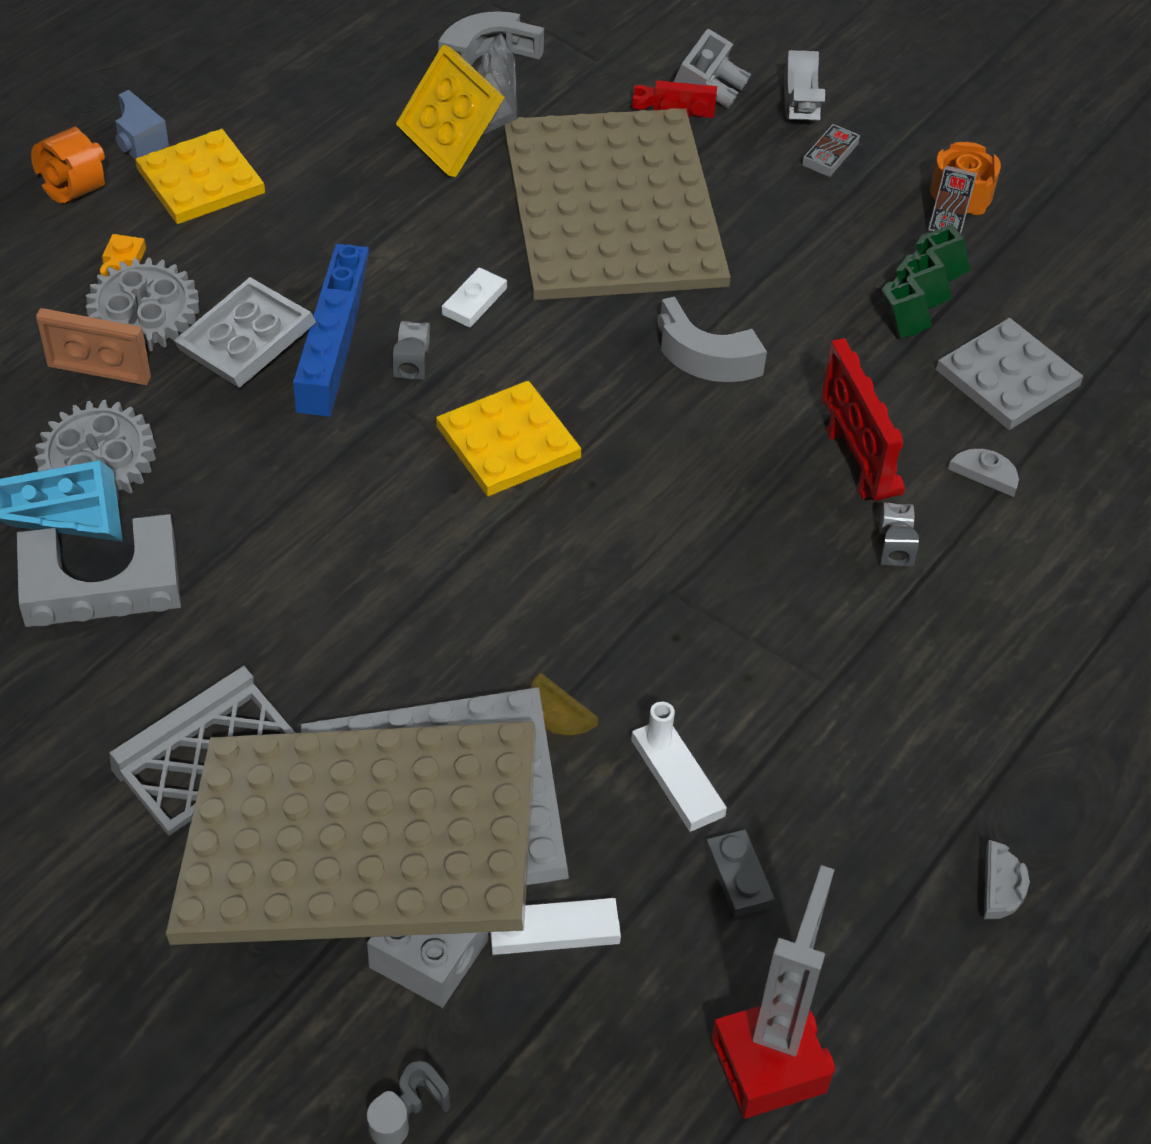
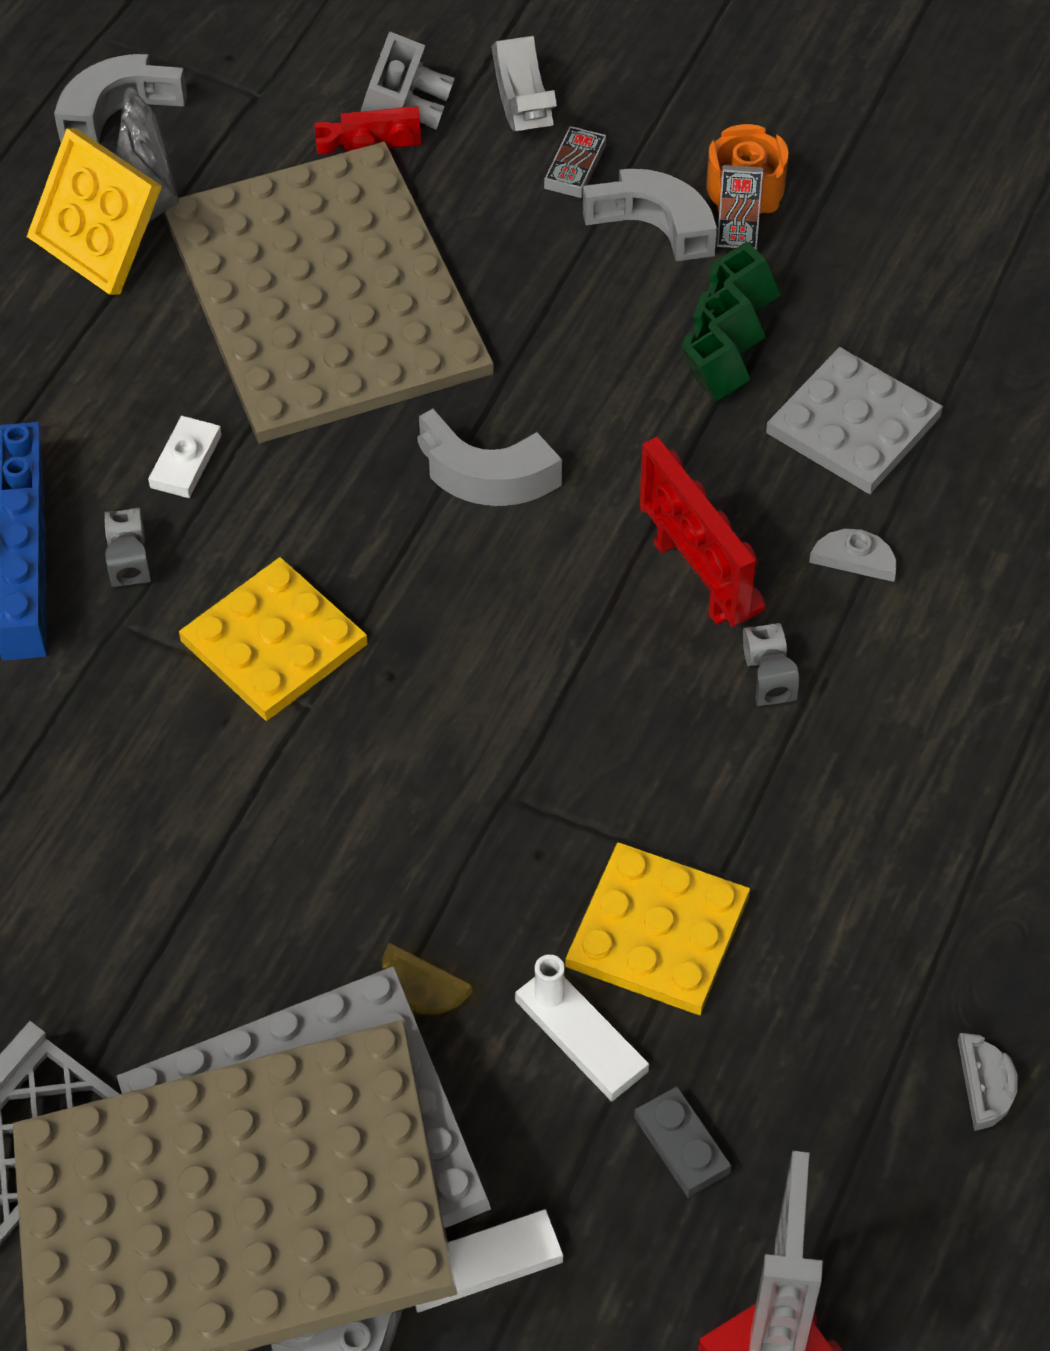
camera: 10 degrees left, 5 degrees up
(759, 710) = (658, 928): none -> yellow plate
(887, 186) = (659, 201): none -> light grey arch

